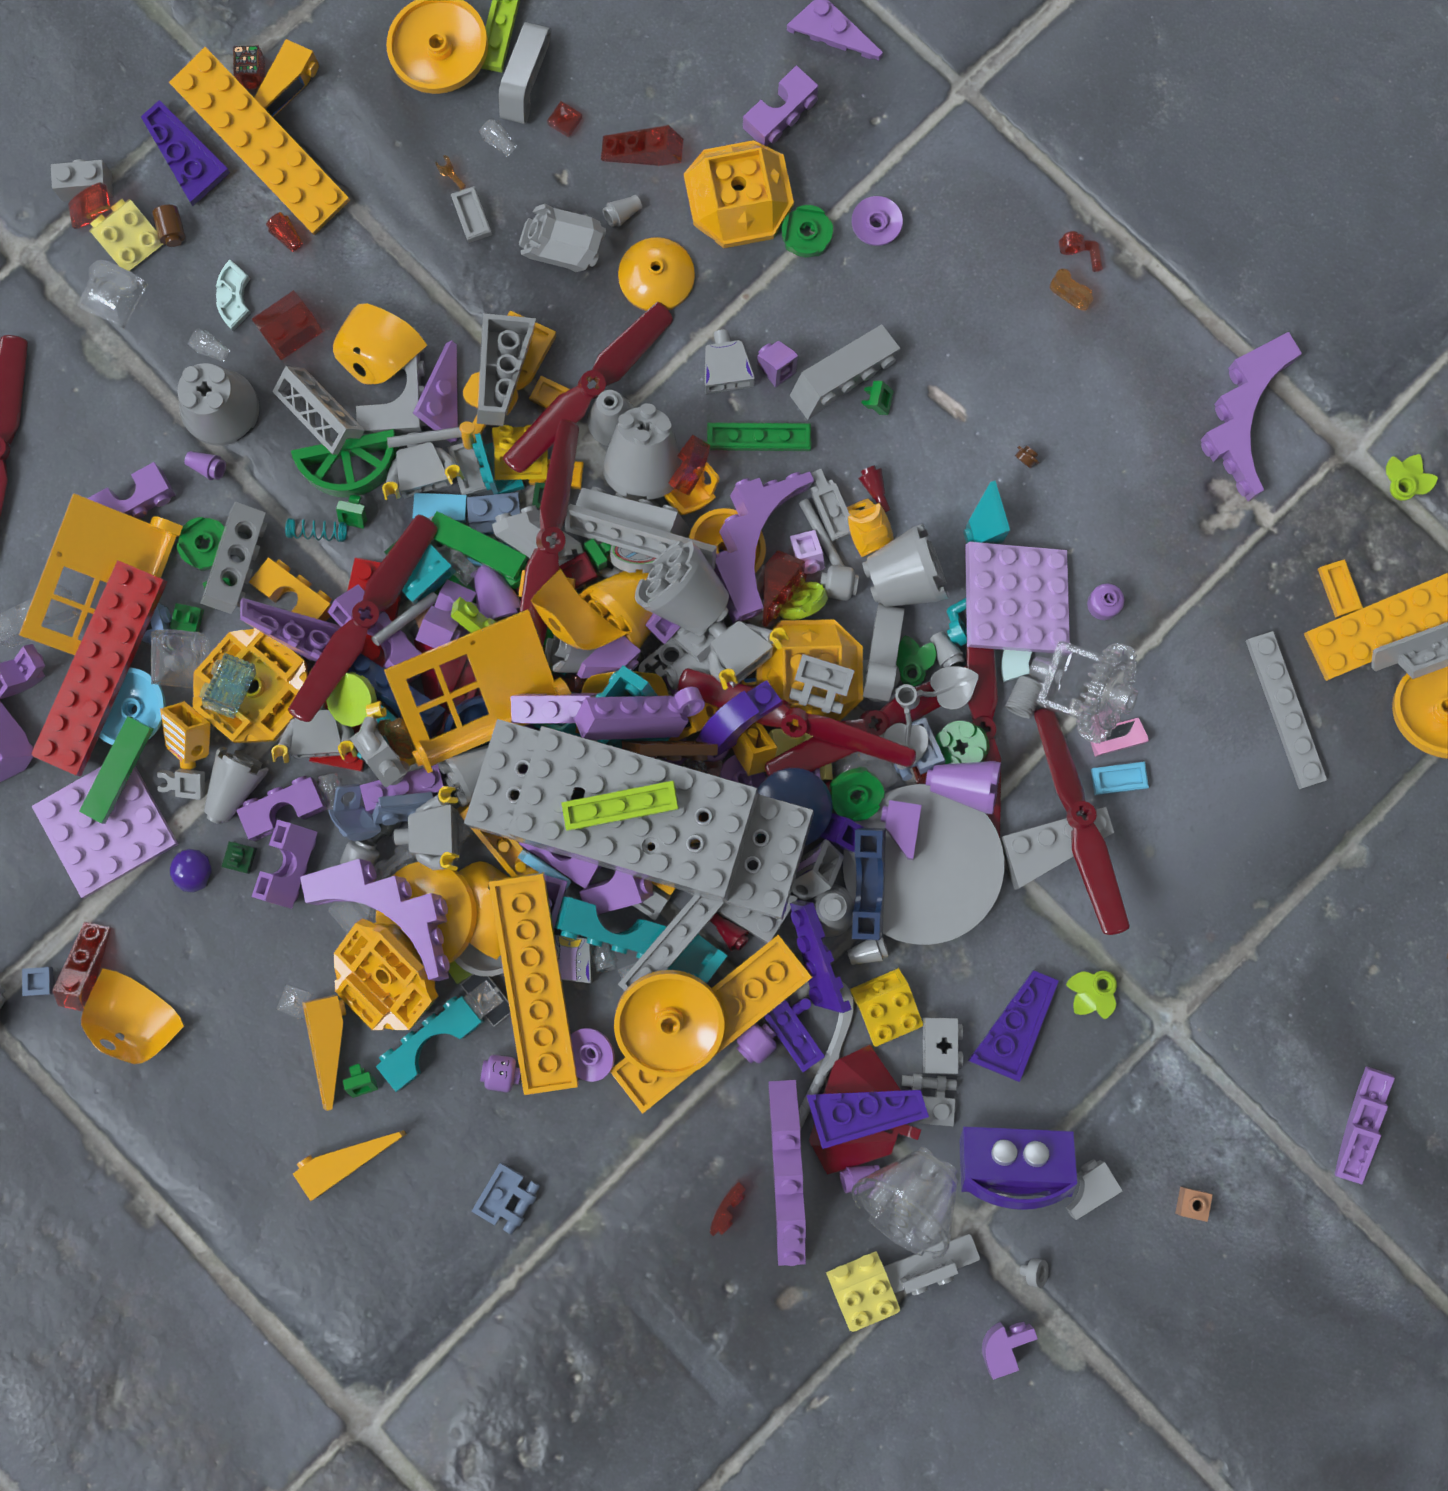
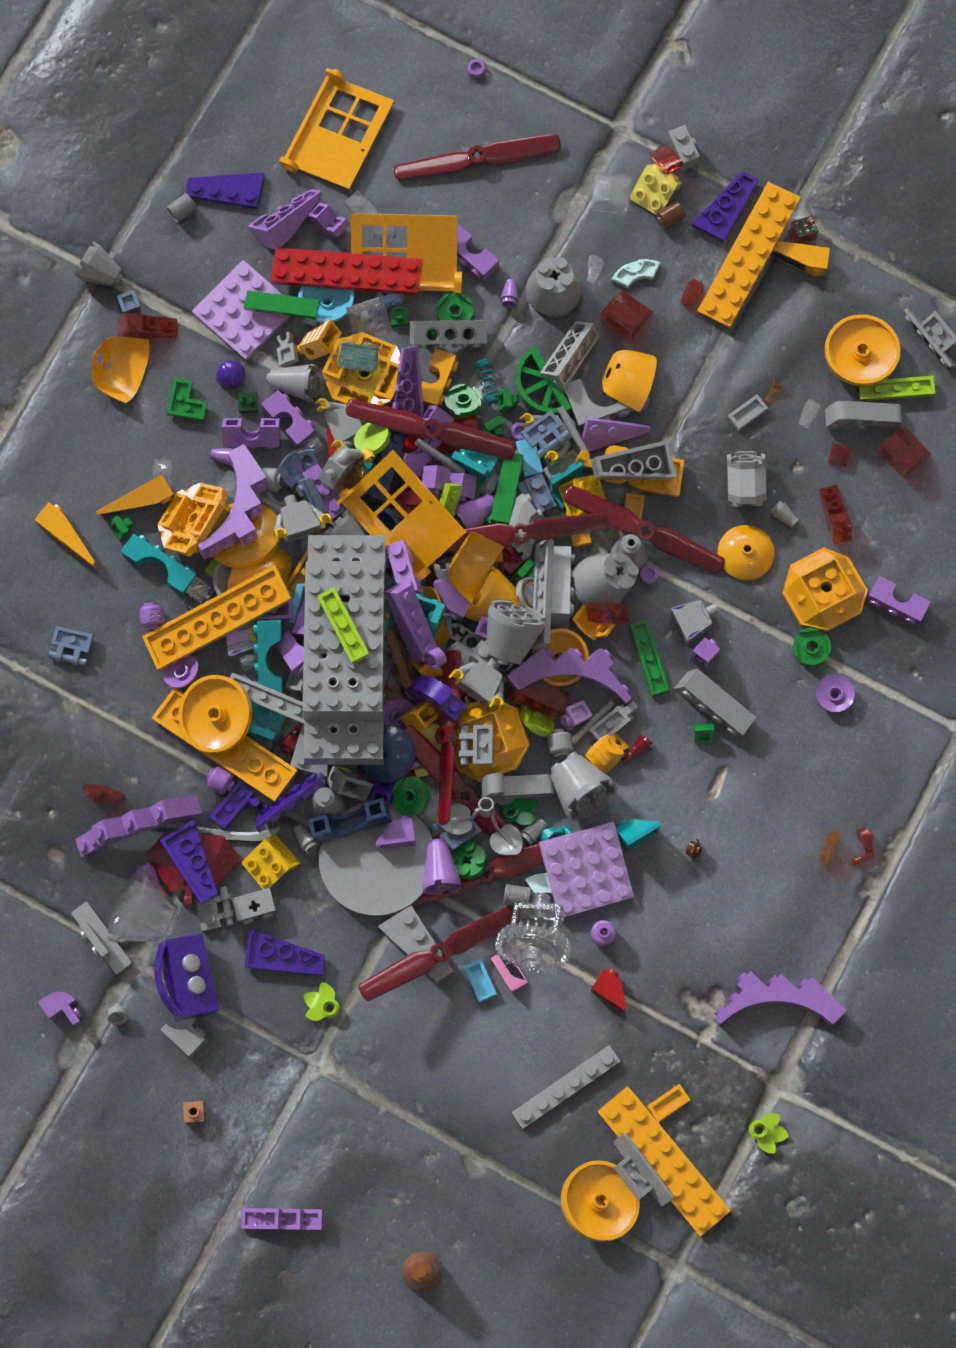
camera: 75 degrees right, 5 degrees down
(209, 950) = (181, 405): none -> green plate
(302, 913) = (221, 455): none -> medium lavender cone
(347, 571) = (466, 409): none -> plate
(381, 539) = (493, 425): none -> green tile
(400, 509) = (516, 431): none -> medium lavender tile
(412, 476) = (542, 429): none -> sand blue plate
(588, 40) = (903, 451): none -> clear red slope
(648, 397) = (648, 575): none -> medium lavender tile
(863, 1291) = (72, 900): light yellow bracket -> none
(1177, 615) = (610, 988): none -> red slope

